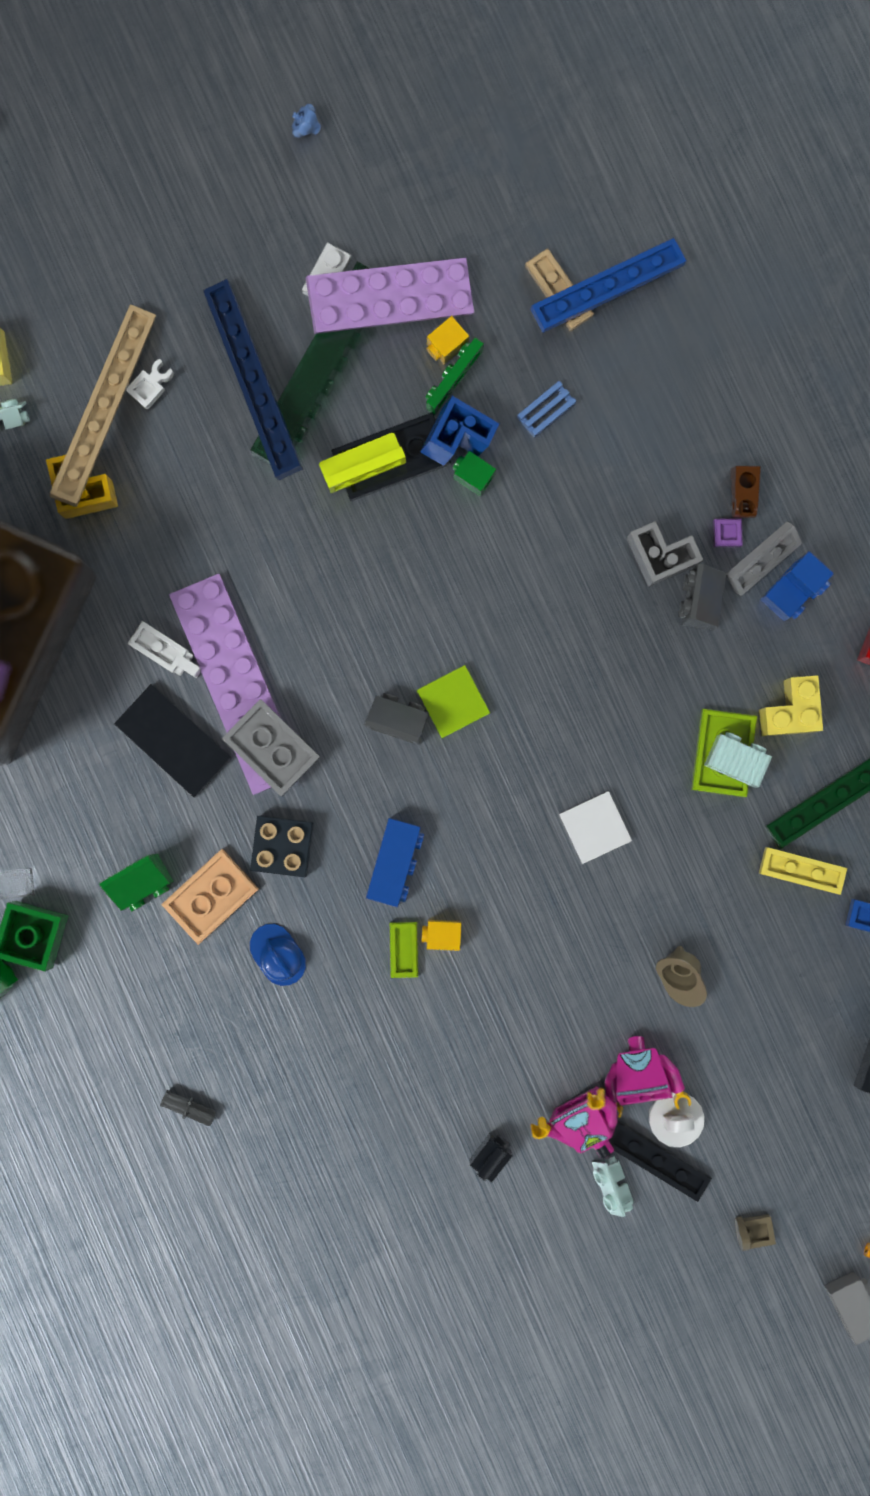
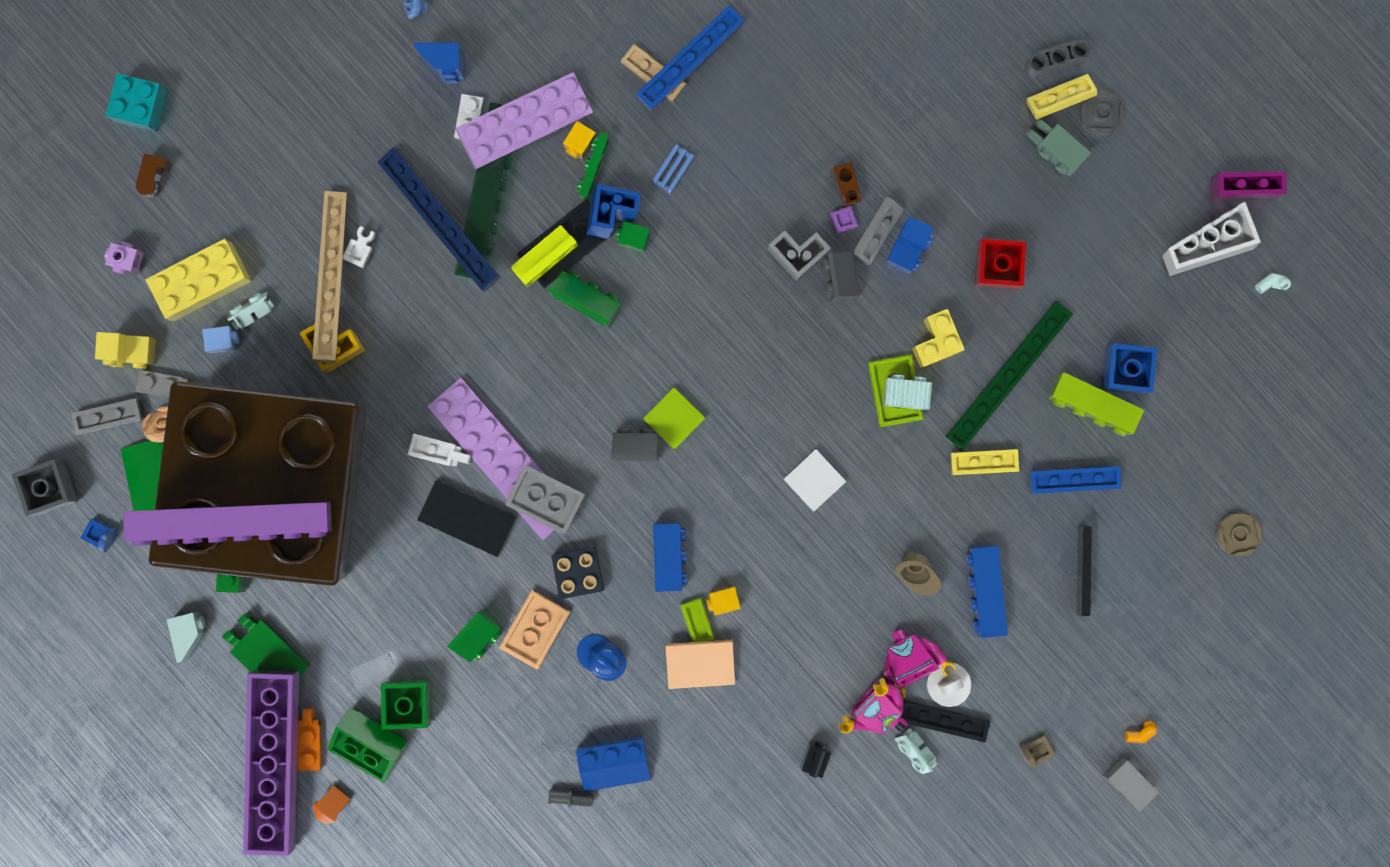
camera: 20 degrees left, 0 degrees up
(251, 1083) = (613, 763): none -> blue slope
(319, 194) = (444, 59): none -> blue slope
(391, 1000) = (700, 664): none -> light nougat tile
(394, 527) = (585, 298): none -> green slope
(757, 1024) = (987, 591): none -> blue brick

